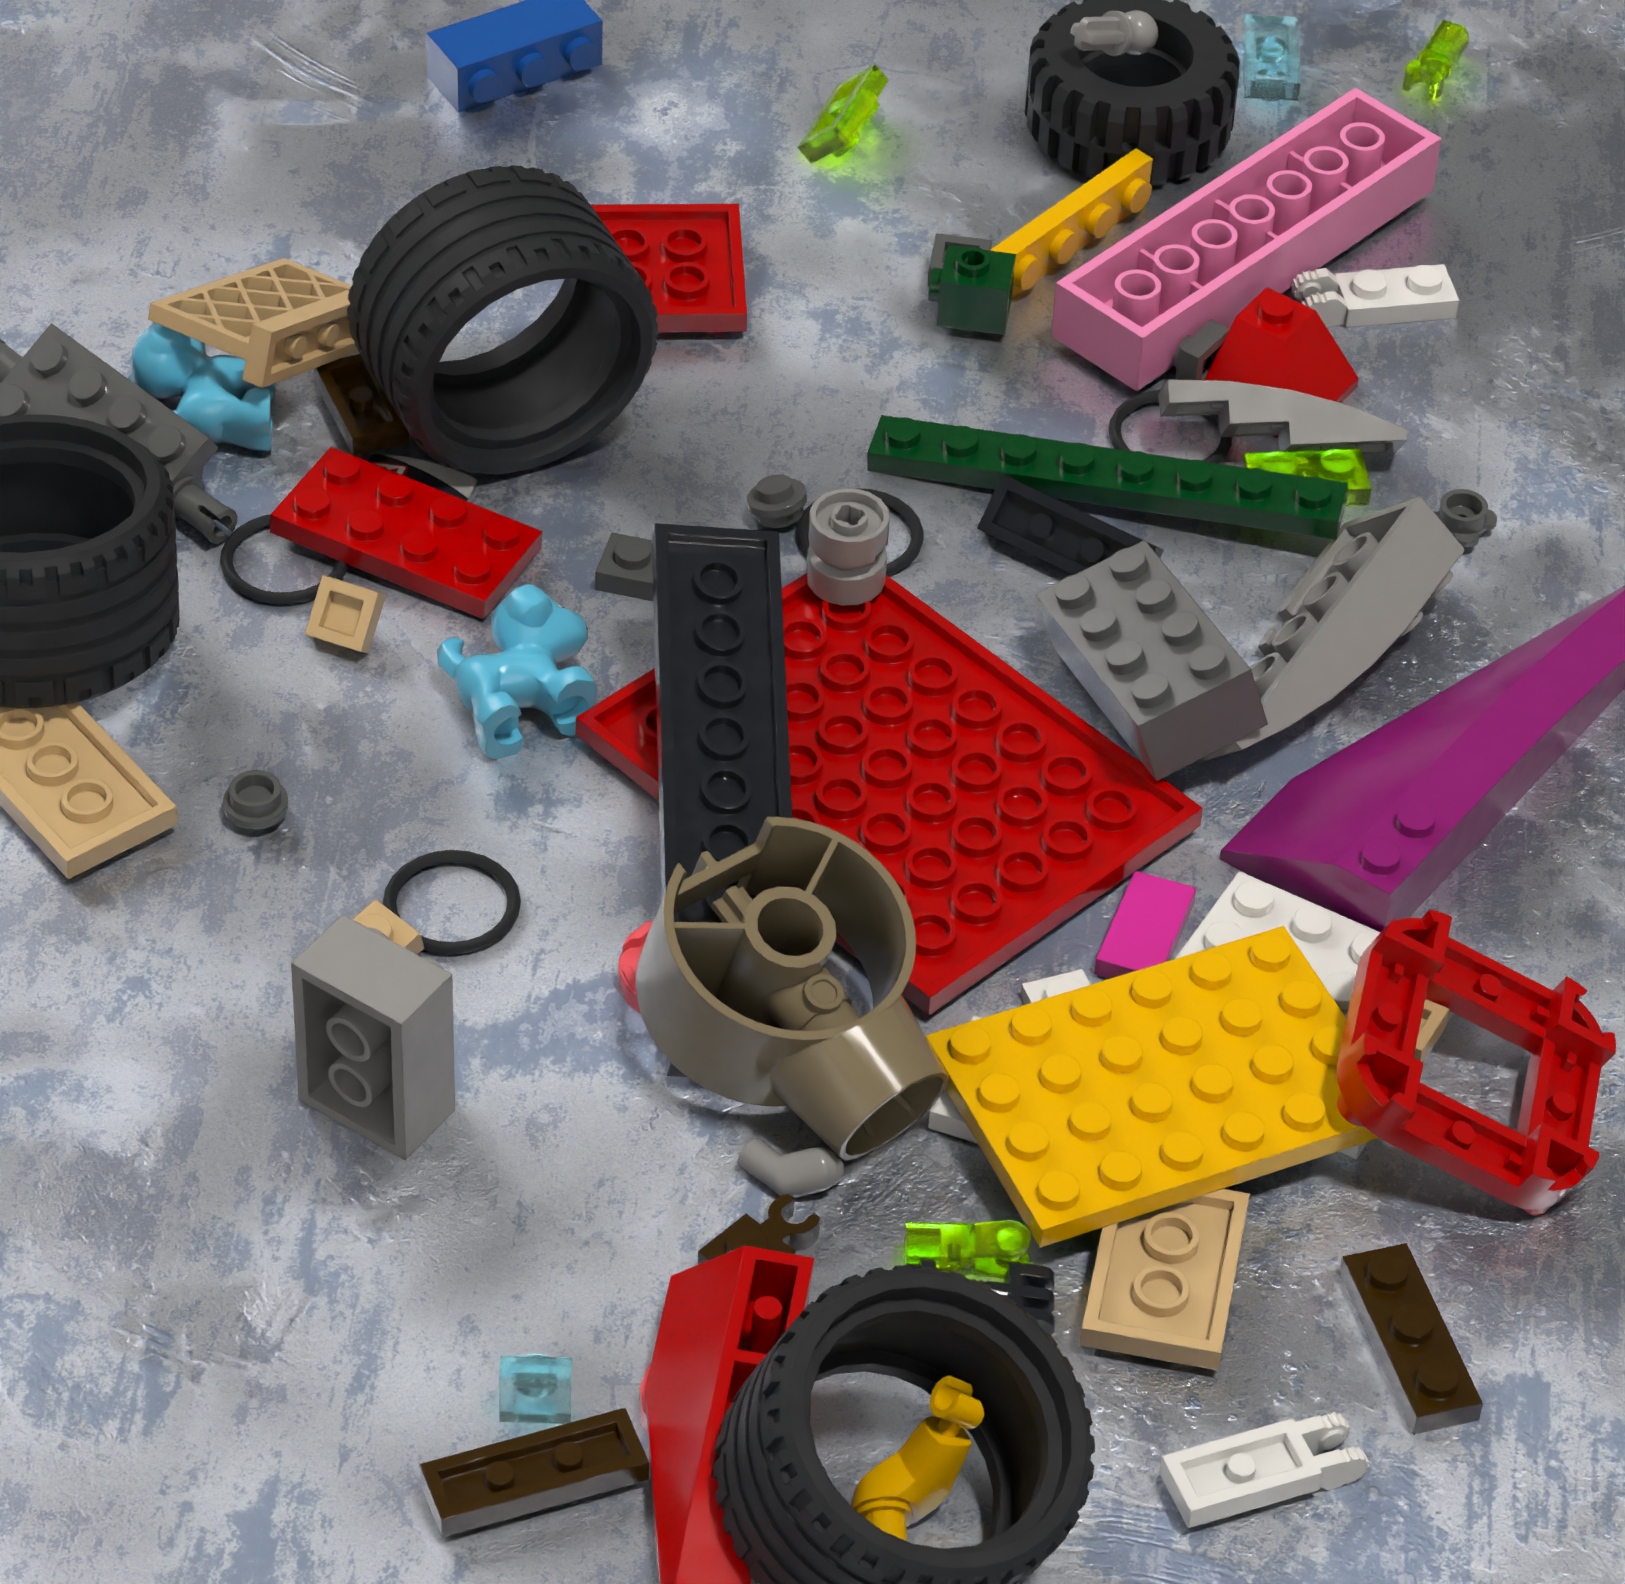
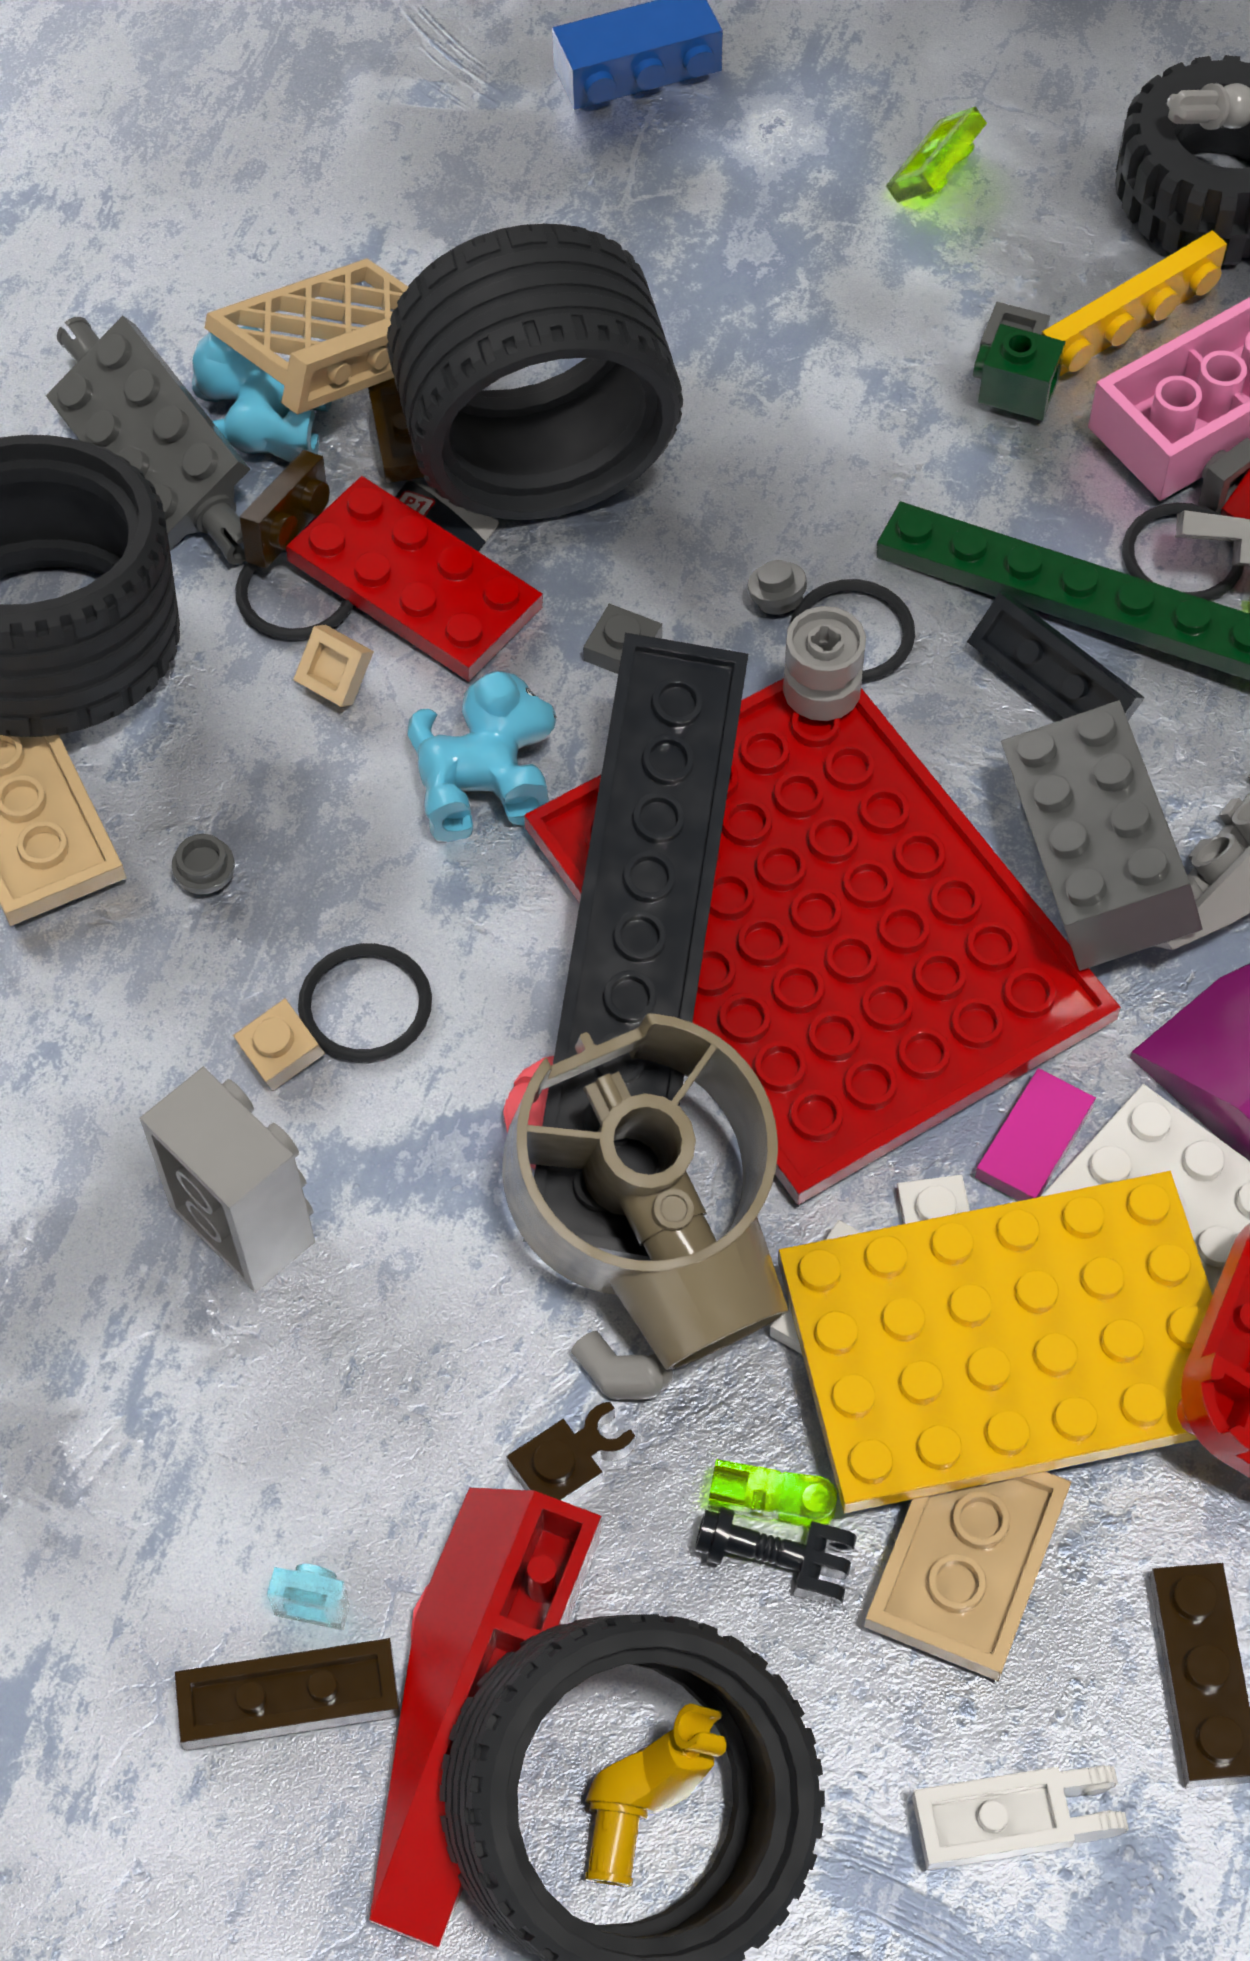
camera: 15 degrees right, 15 degrees up
(260, 482) = (284, 509): none -> dark brown plate
(687, 261) = (729, 304): red plate -> none

